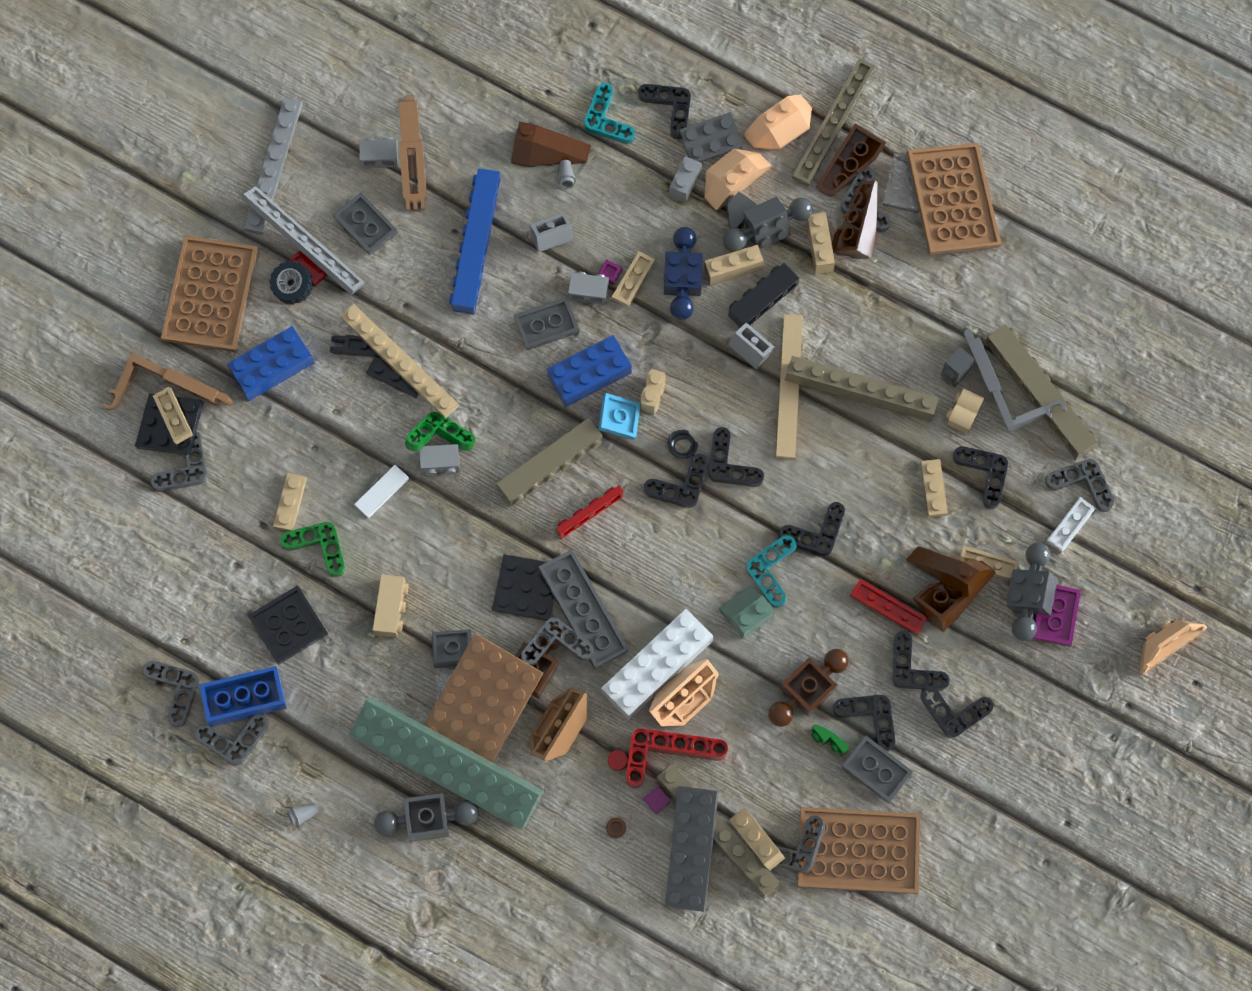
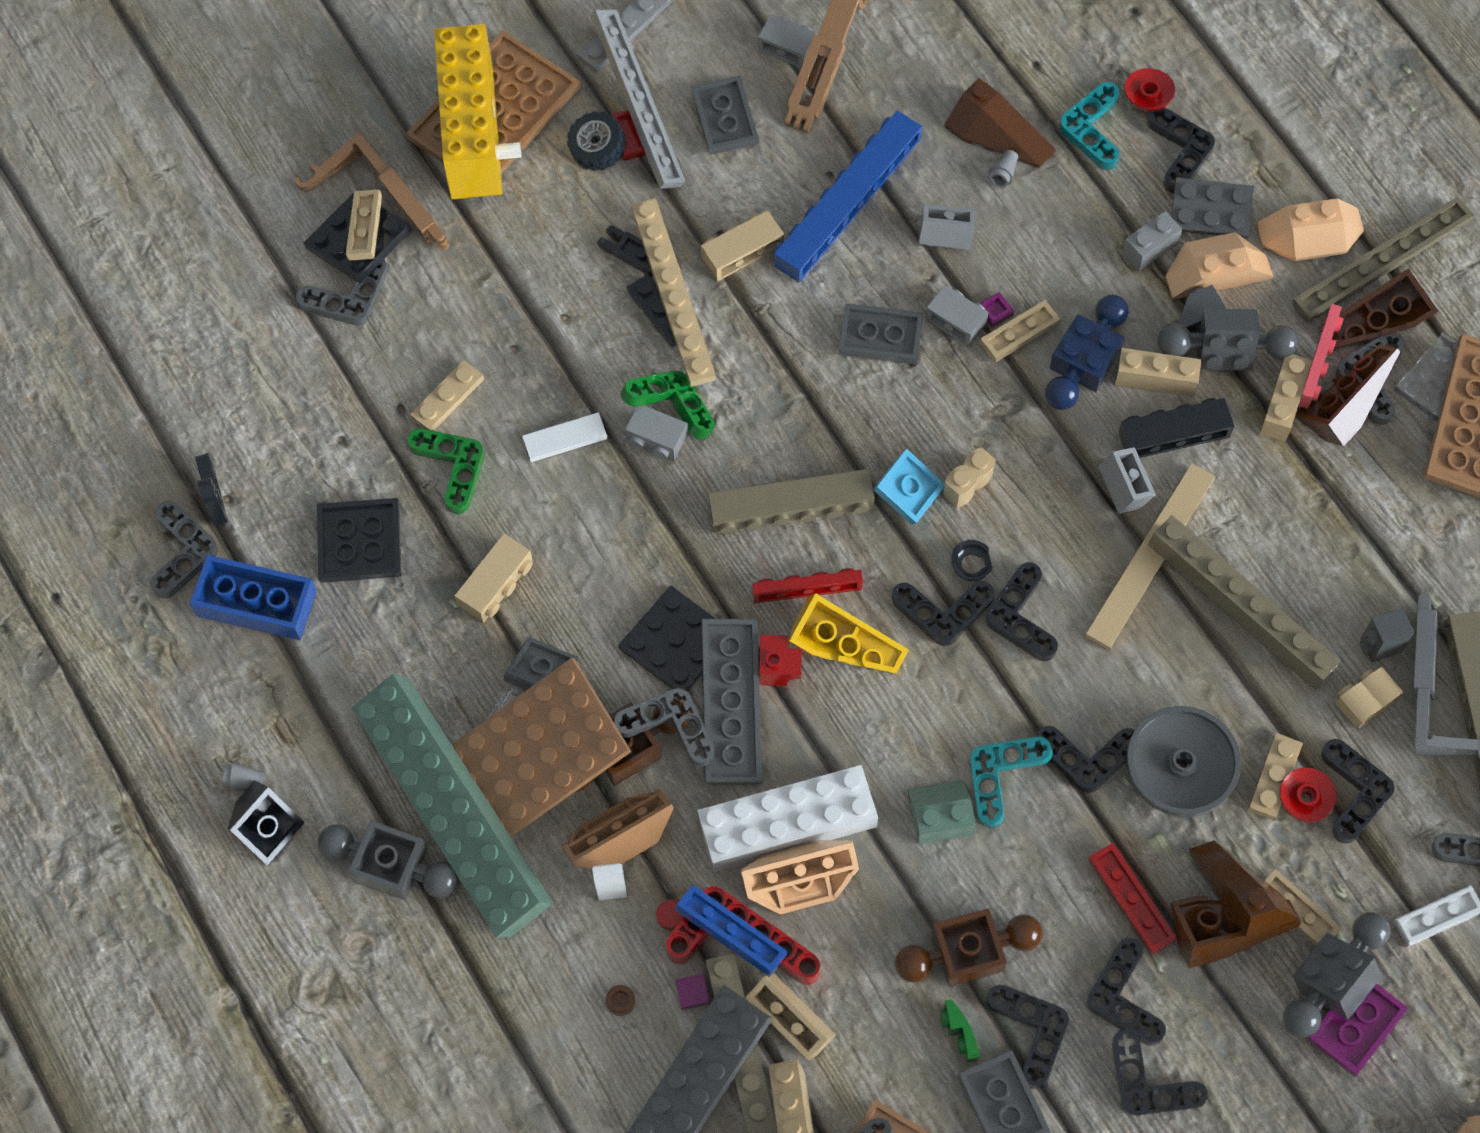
camera: 30 degrees right, 5 degrees down
(174, 641) = (210, 490): none -> black beam
(201, 305) = (469, 113): none -> yellow piece
(231, 747) = (208, 654): dark grey beam -> none
(270, 363) = (517, 222): blue brick -> none
(332, 833) = (263, 822): none -> black slope
(425, 307) = (741, 245): none -> tan brick
(573, 759) = (609, 881): none -> white tile
(589, 371) = (902, 414): blue brick -> none
(599, 569) = (778, 661): none -> red brick
(625, 534) = (838, 636): none -> yellow wedge
(630, 69) = (1149, 89): none -> red dish
(663, 751) = (731, 930): none -> blue plate
(727, 783) = (791, 1016): none -> tan brick
(828, 199) = (1324, 347): none -> coral plate
(880, 491) = (1188, 738): none -> dark grey dish
(962, 482) = (1316, 786): none -> red dish

